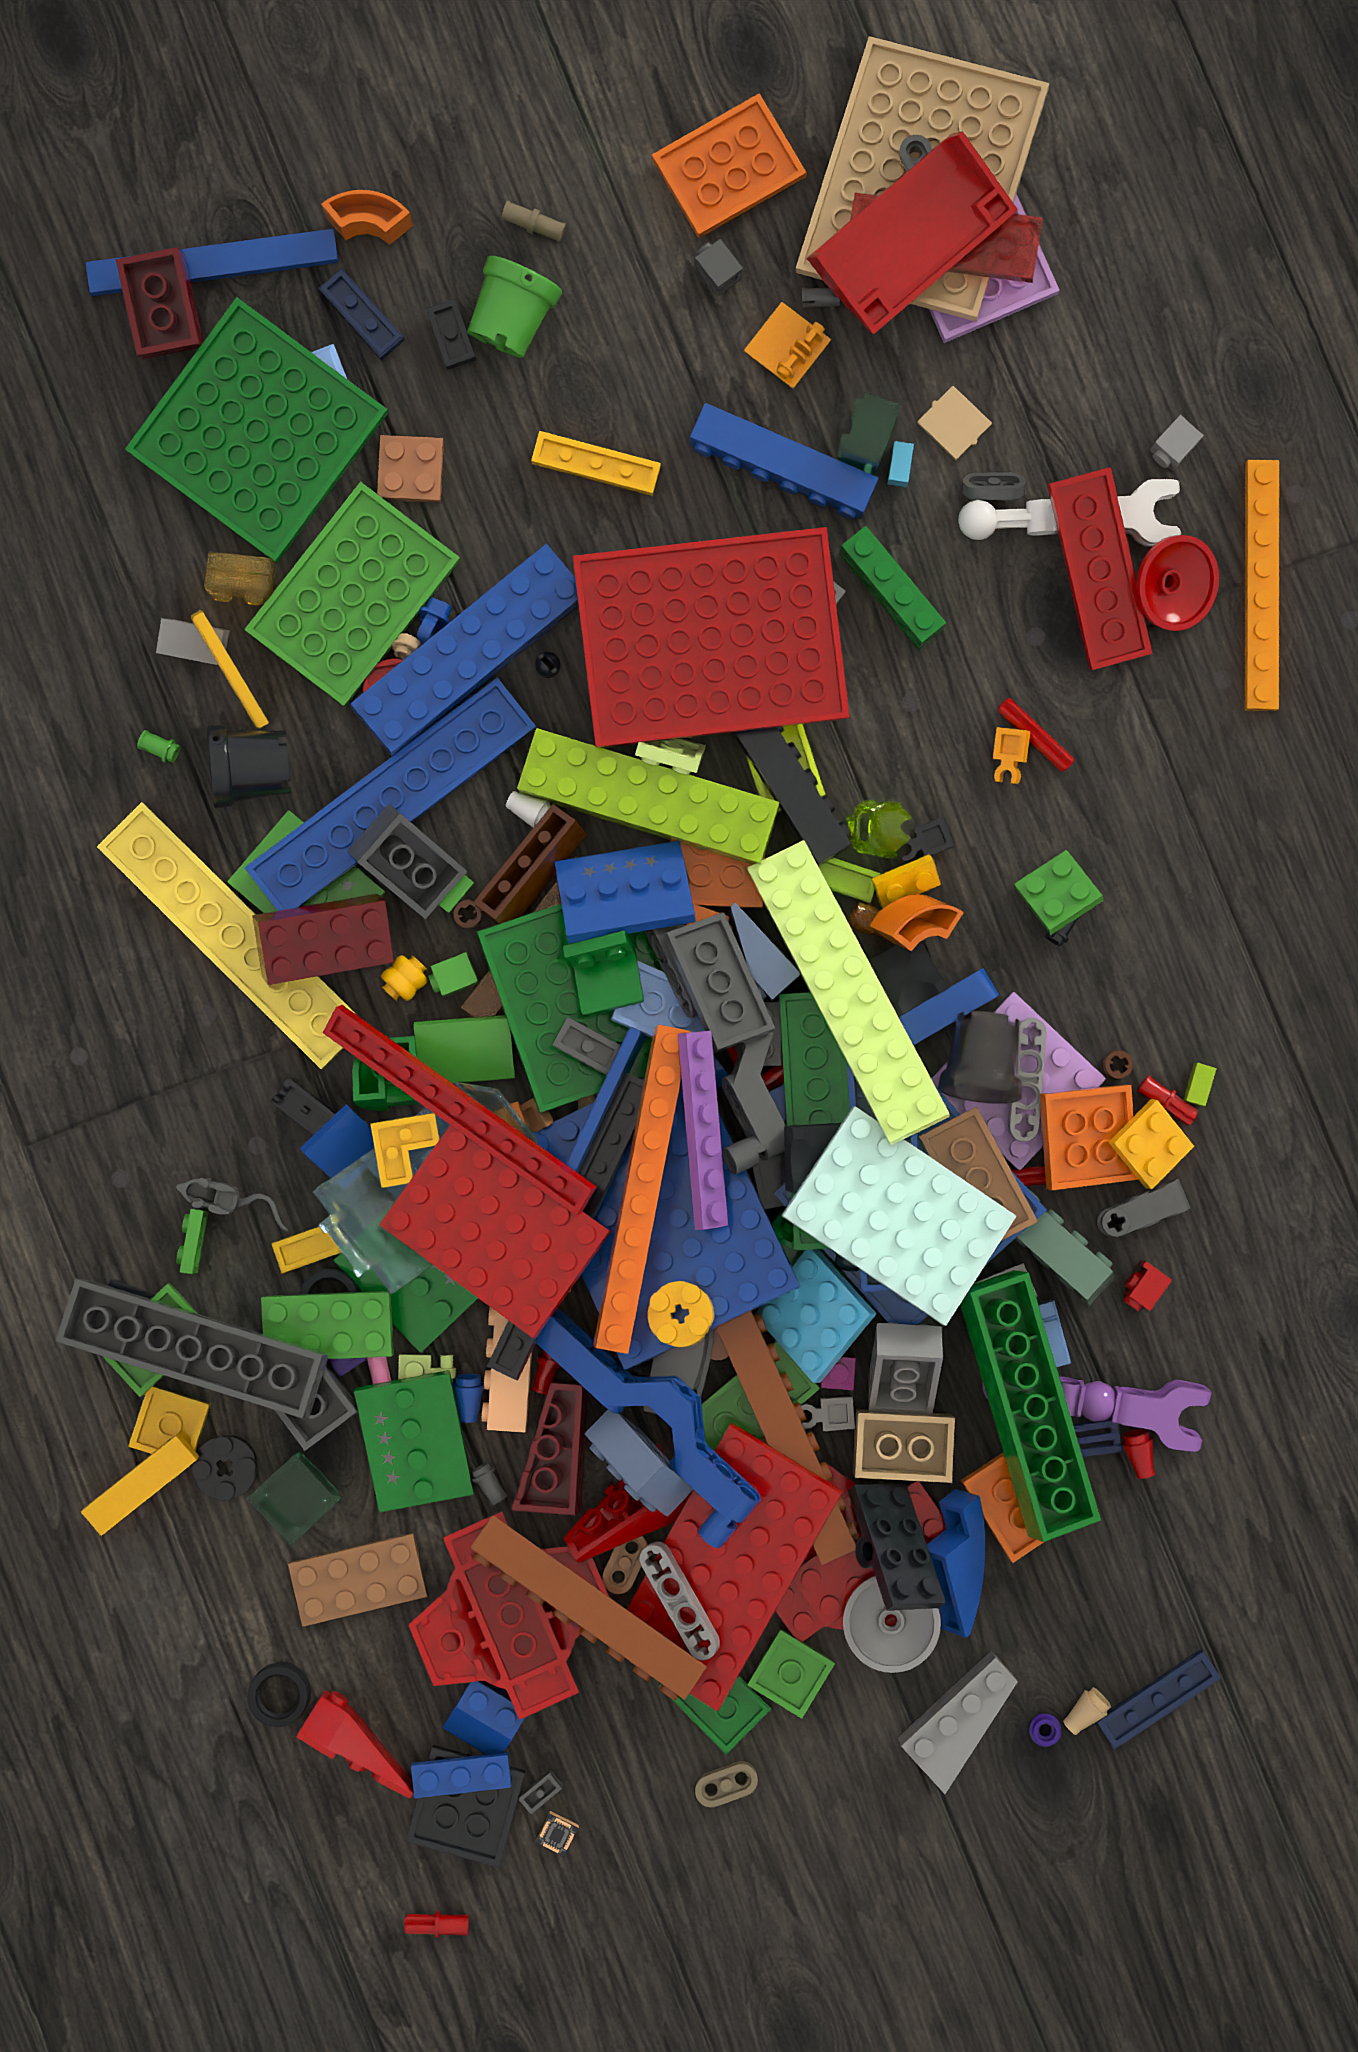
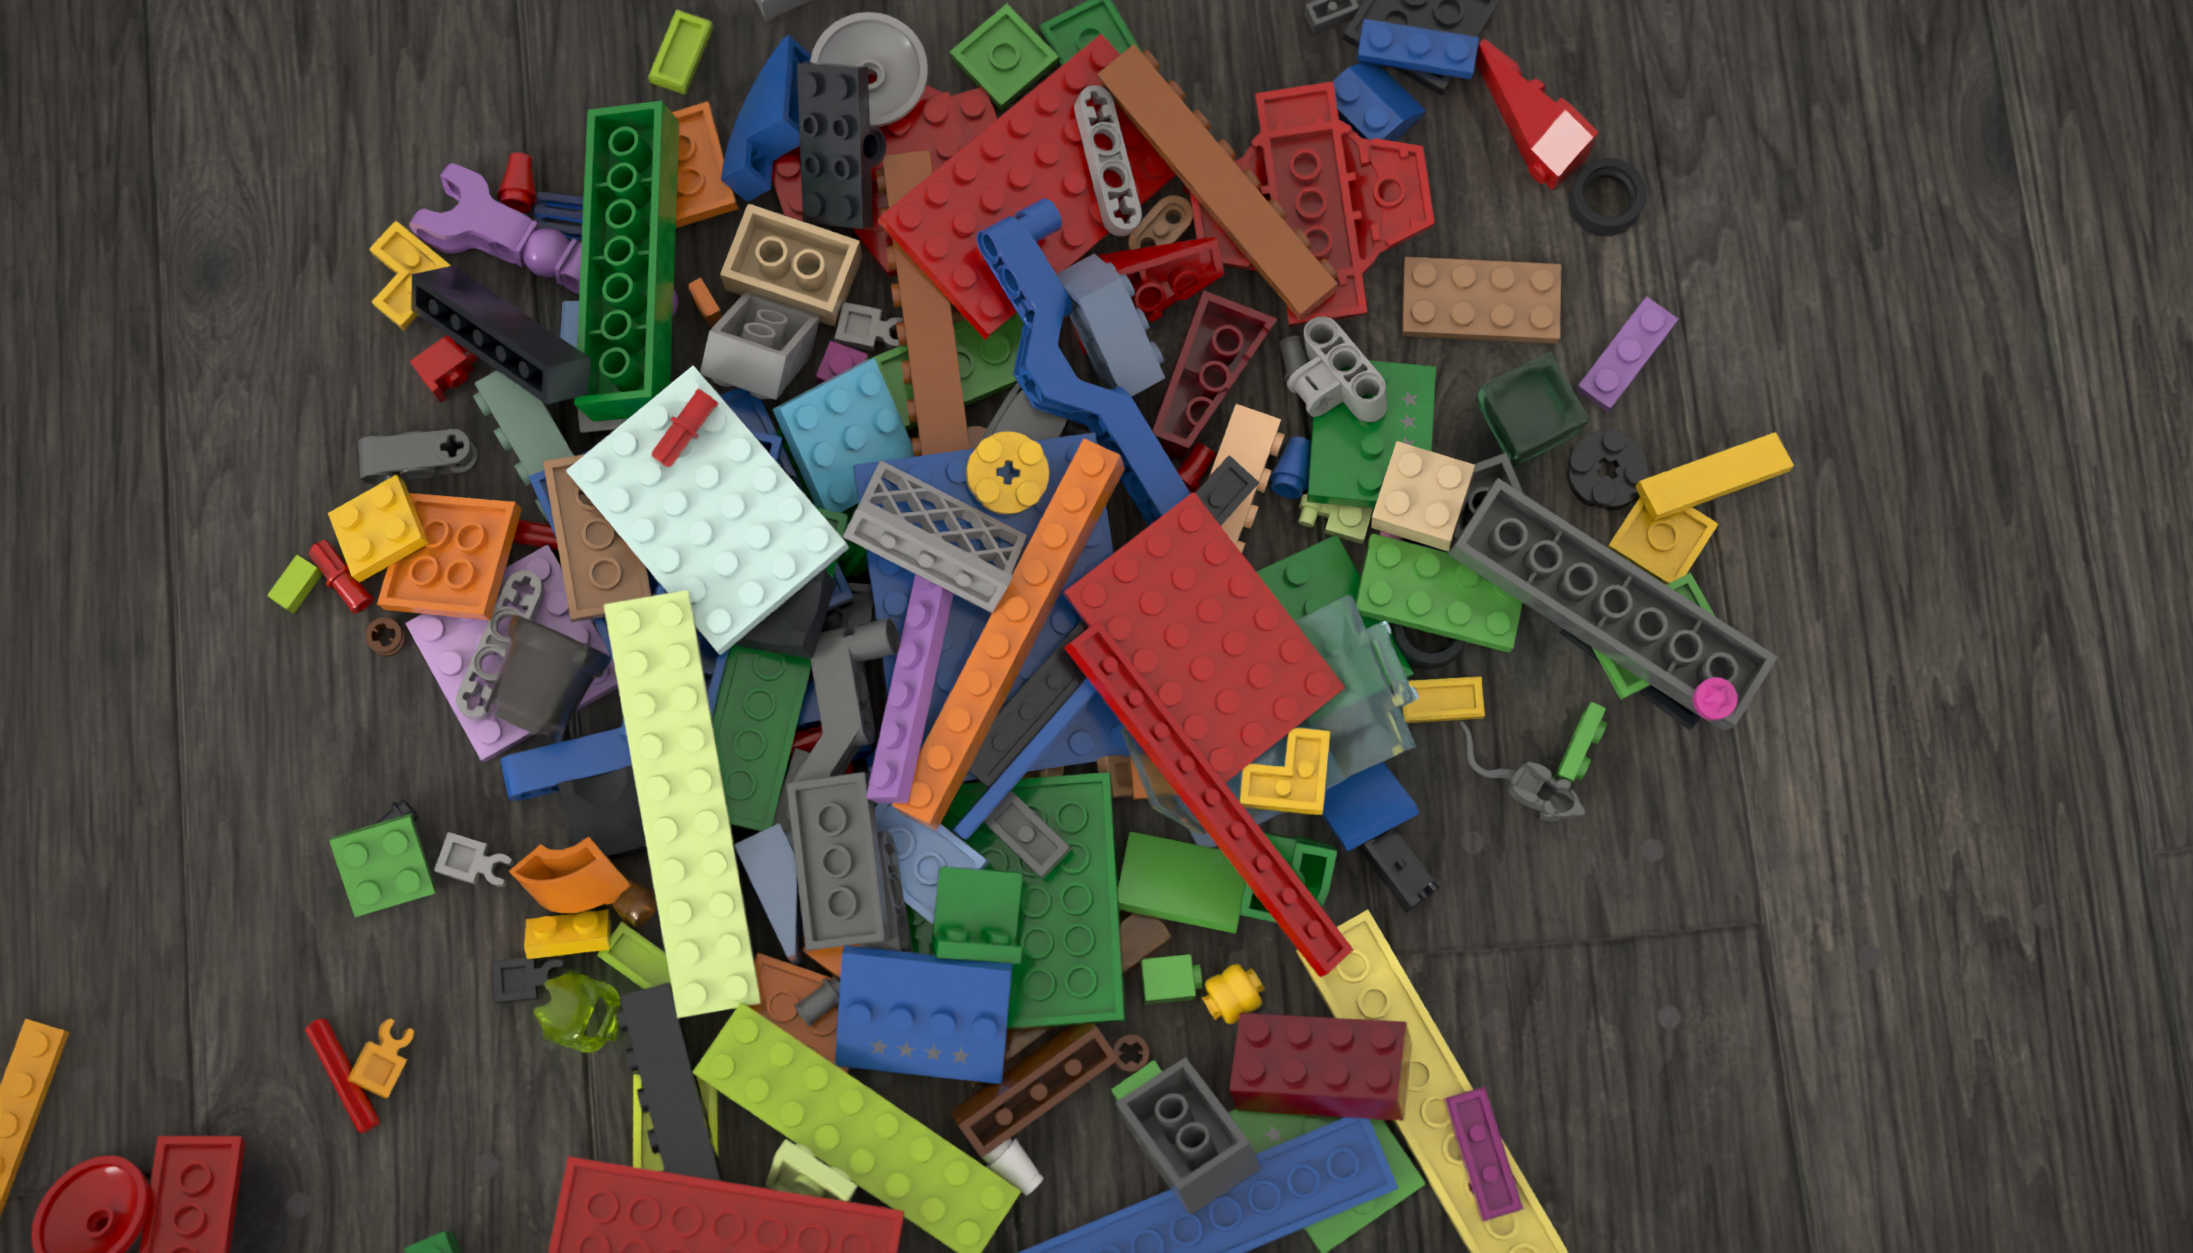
camera: 160 degrees left, 10 degrees down
(95, 1292) = (1715, 699): none -> dark pink tile
(189, 912) = (1483, 1154): none -> magenta tile
(232, 1567) = (1627, 354): none -> medium lavender plate
(358, 1393) = (1422, 496): none -> tan brick
(460, 1465) = (1325, 386): none -> light grey piece
(704, 883) = (819, 1001): none -> dark grey pin
(717, 1225) = (926, 549): none -> light grey fence
(934, 1269) = (684, 428): none -> red axle
(961, 1396) = (705, 302): none -> orange tile
(999, 914) = (467, 859): none -> light grey plate
(1049, 1602) = (681, 52): none -> lime tile
(1106, 1314) = (500, 334): none -> black brick
(1191, 1356) = (404, 256): none -> yellow plate

